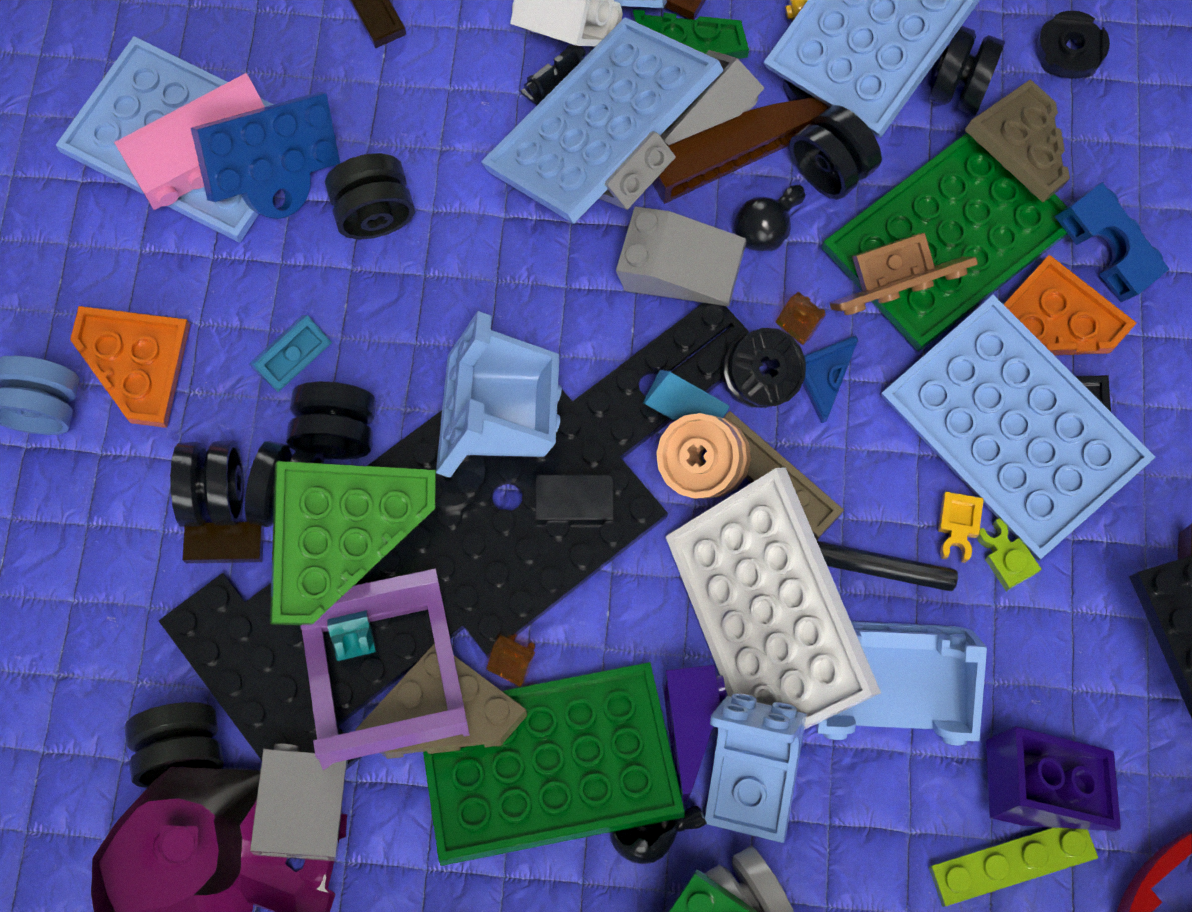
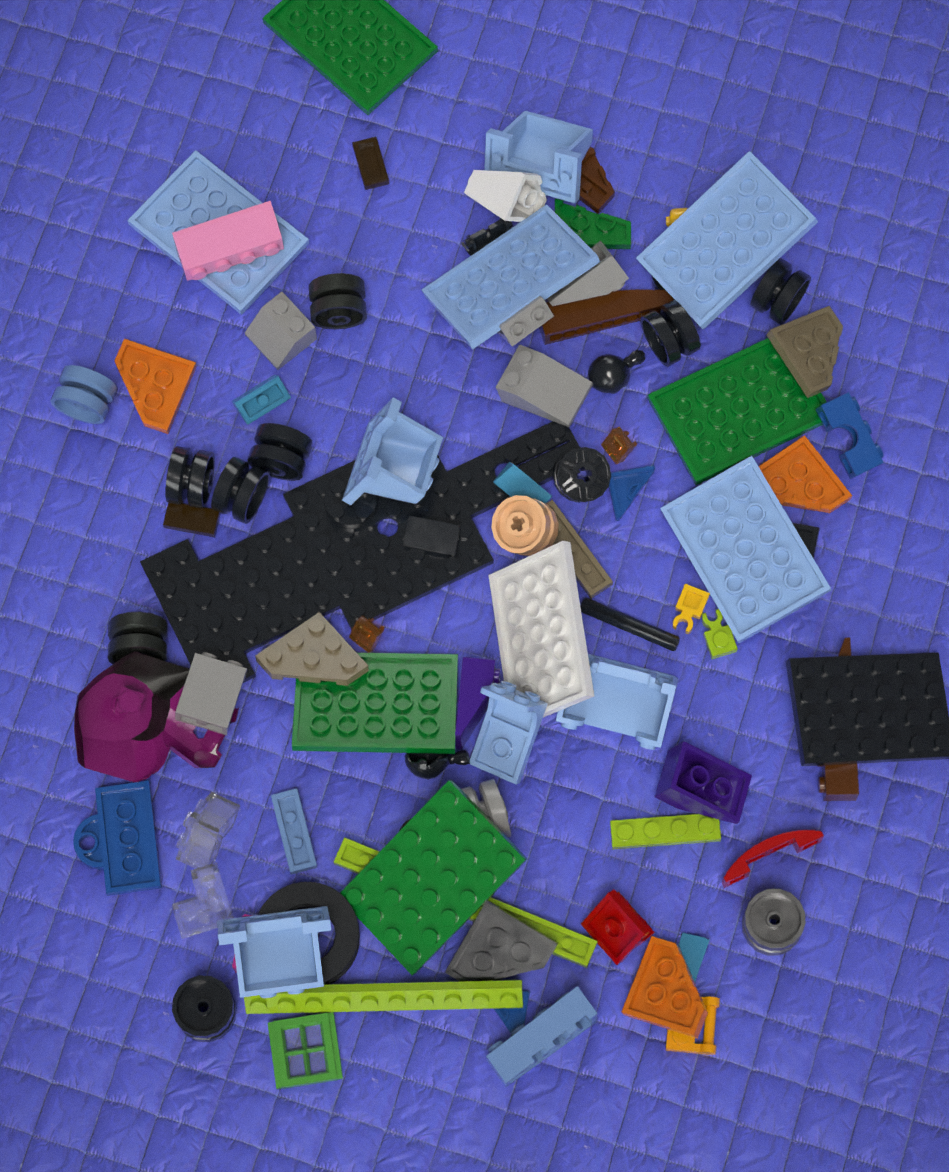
camera: 15 degrees right, 0 degrees up
(267, 153) = (274, 257): blue plate -> none
(299, 253) = (281, 331): none -> light grey slope
(335, 528) = (269, 522): bright green plate -> none
(351, 635) = (265, 595): teal tile -> none
(382, 601) = (278, 577): medium lavender piece -> none
(896, 268) = (689, 424): medium nougat bracket -> none
(1067, 62) = (862, 273): black plate -> none

